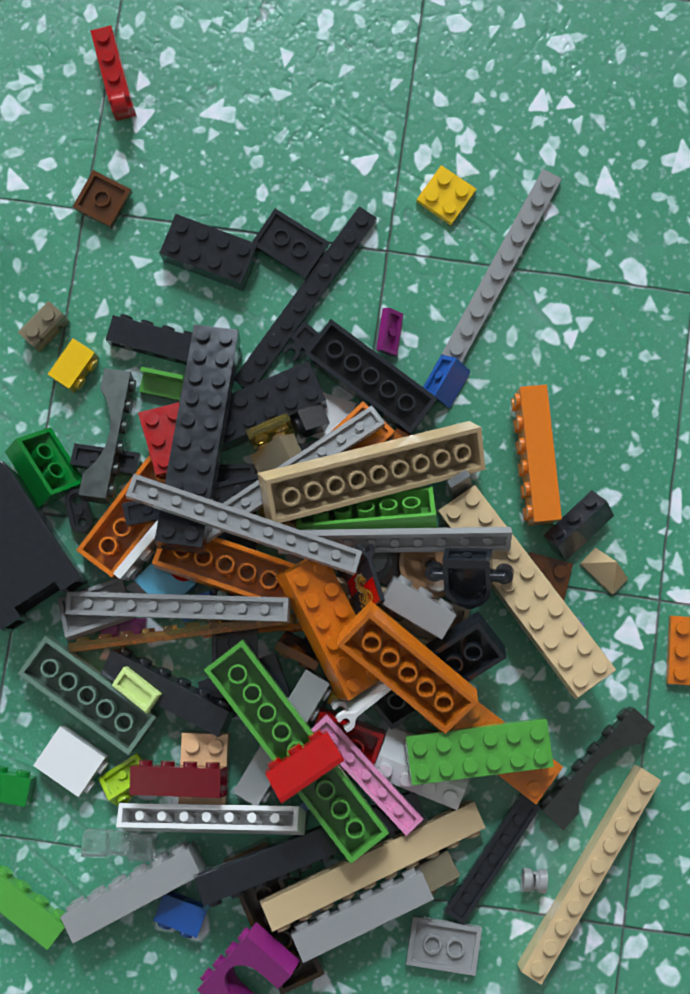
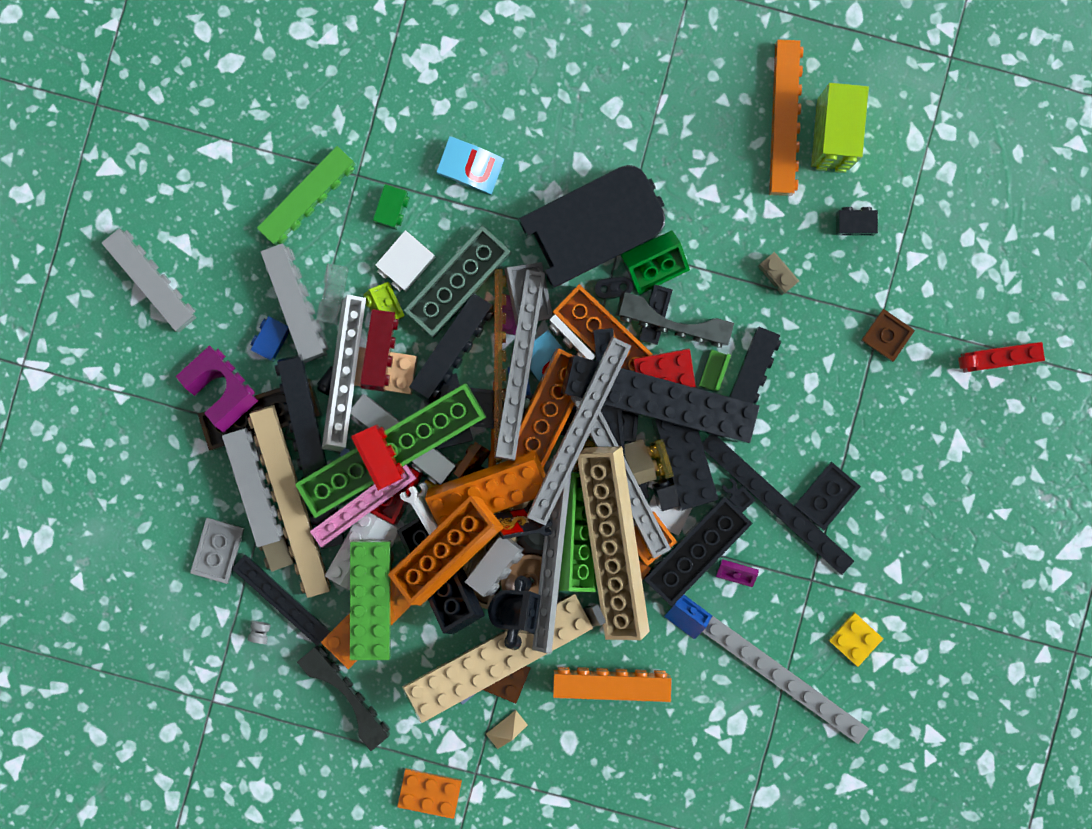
camera: 95 degrees right, 5 degrees up
(74, 366) = (740, 296): yellow brick -> none
(136, 689) = (456, 323): yellowish green tile -> none
(209, 252) = (827, 424): black brick -> none
(228, 840) = (325, 382): none -> black cone
(578, 525) = (547, 713): black brick -> none
(587, 874) = (259, 678): tan brick -> none

